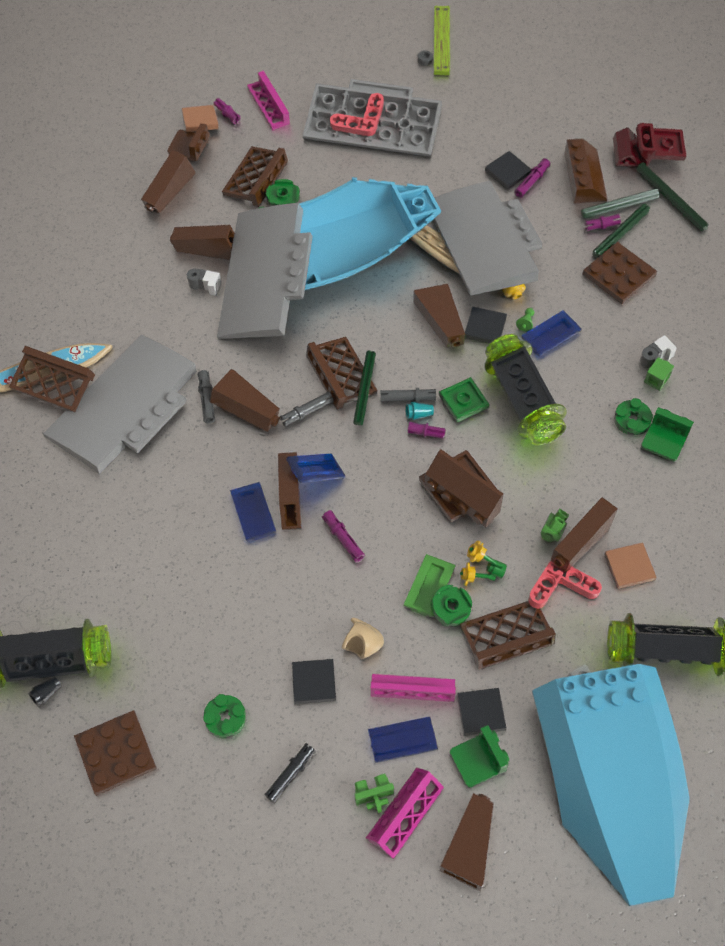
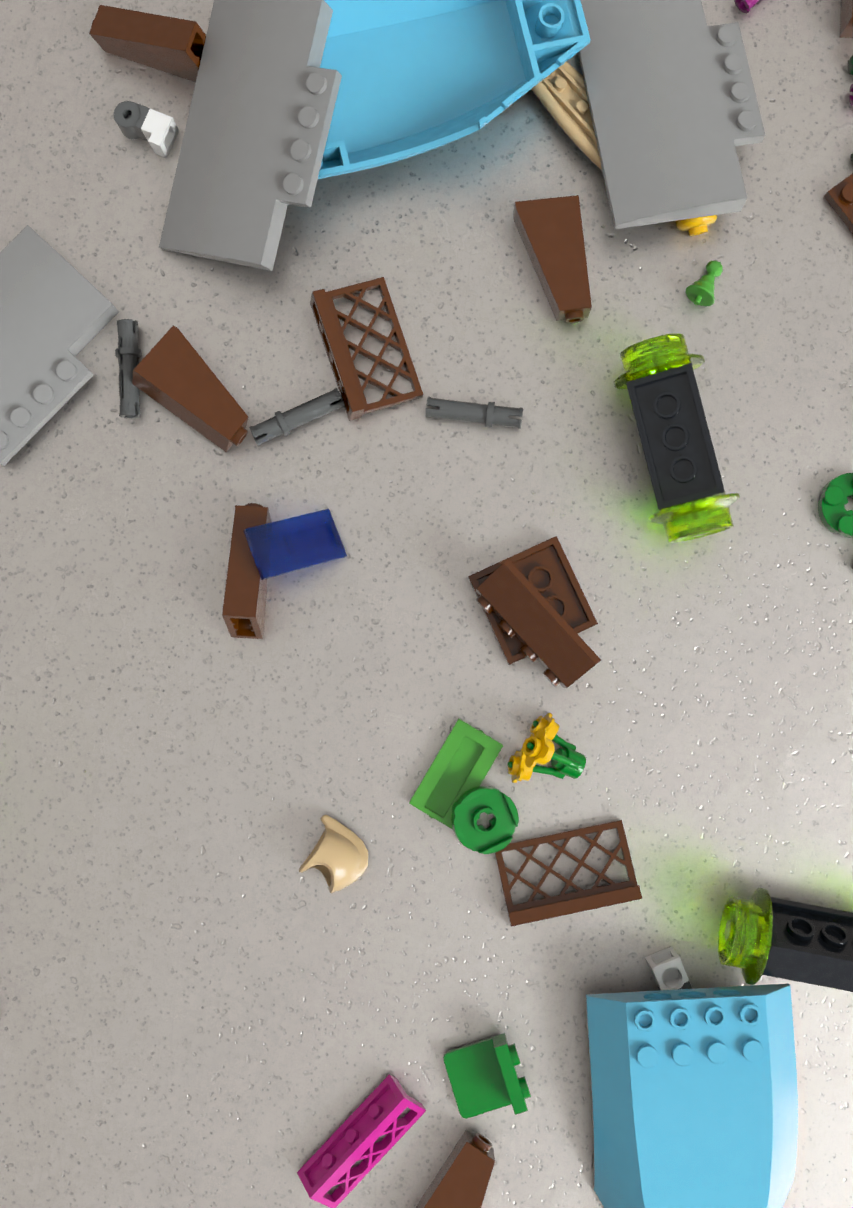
camera: 10 degrees right, 25 degrees up
(222, 704) = (87, 953): green plate -> none
(253, 511) = (185, 600): clear blue piece -> none
(295, 766) = (206, 1048): black pin -> none
(313, 681) = (250, 912): black tile -> none
(338, 529) = (324, 660): magenta pin -> none
(364, 388) = (400, 391): dark green axle -> none
(382, 790) = (318, 1116): bright green hips -> none
(402, 739) = (375, 1024): clear blue piece -> none
(413, 688) = (402, 947): dark pink fence -> none
(418, 410) = (487, 446): teal cone -> none
(425, 430) = (495, 485): magenta axle -> none
(464, 399) = (568, 433): green plate -> none
(481, 709) = (503, 998): black tile -> none
(485, 325) = (631, 286): black tile -> none
(551, 333) = (744, 317): clear blue piece -> none
(554, 526) = (678, 701): bright green hips -> none
(556, 578) = (661, 791): coral beam -> none
(584, 535) = (723, 731): reddish brown slope -> none
(630, 565) = (787, 782): nougat tile -> none

